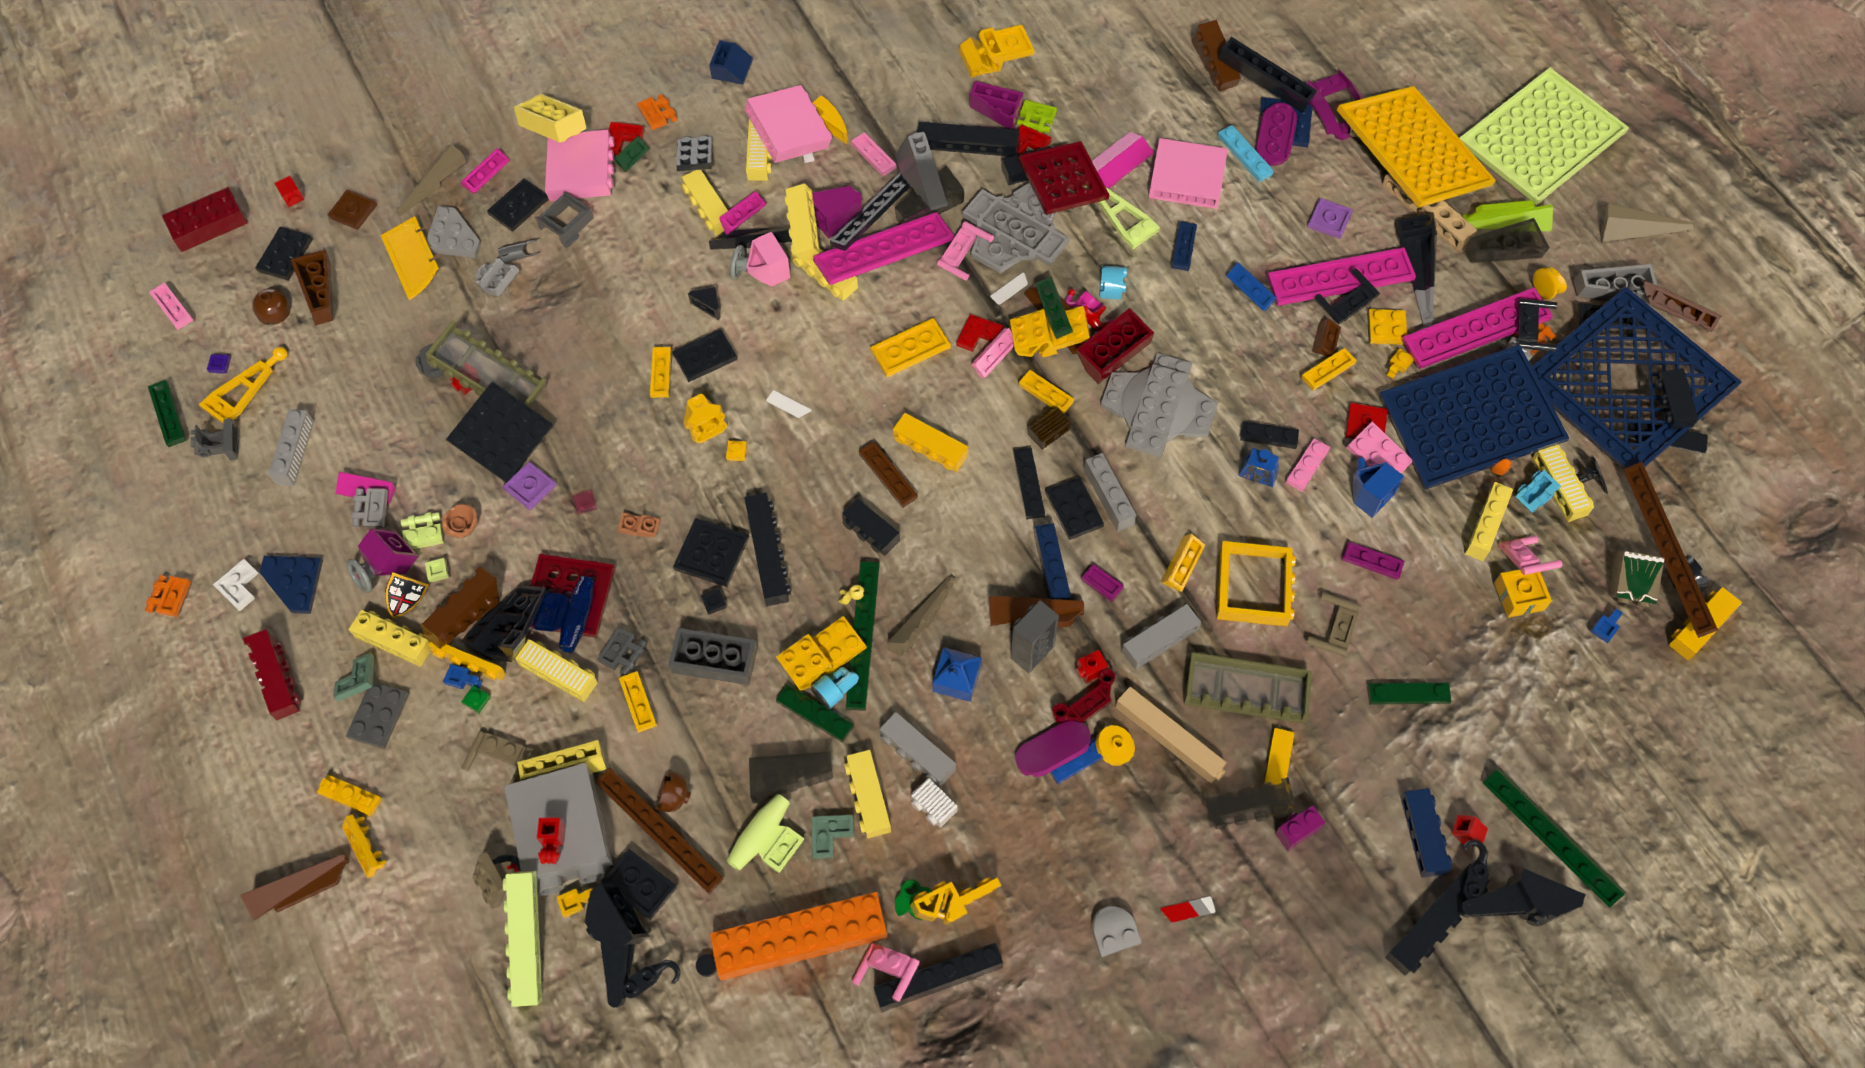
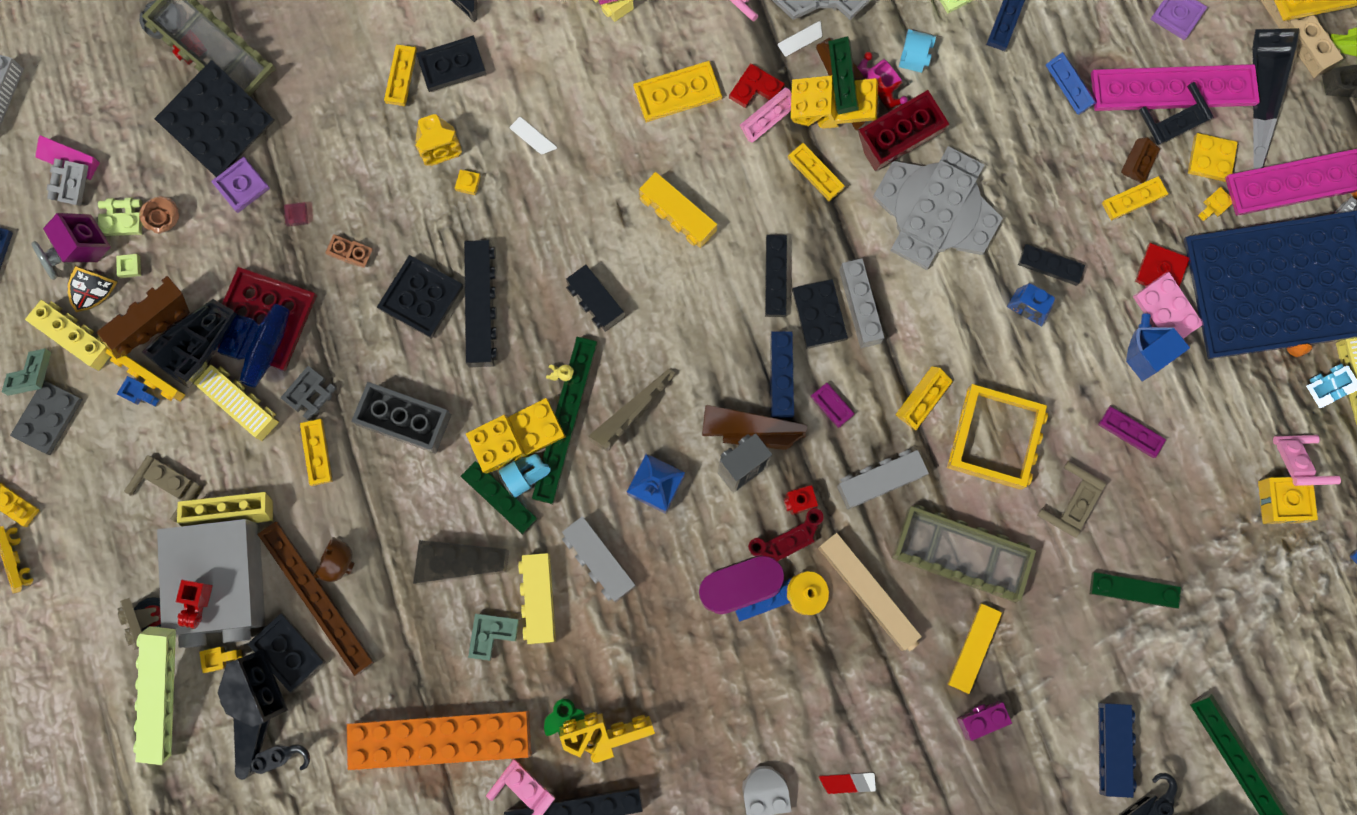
camera: 10 degrees right, 15 degrees up
(476, 699) = (149, 418): green plate -> none
(706, 965) = (339, 751): black tile -> none
(713, 601) = (413, 353): black plate -> none
(765, 836) = (424, 628): yellowish green plate -> none
(888, 474) = (625, 239): reddish brown plate -> none
(933, 803) = (604, 621): white brick -> none
(1049, 427) = (810, 215): dark brown brick -> none
(1250, 804) = (936, 686): clear smoke wedge -> none
(1308, 465) = (1085, 308): bright pink plate -> none
(1469, 828) = (1163, 758): red brick -> none
(1489, 521) = (1270, 411): light yellow brick -> none

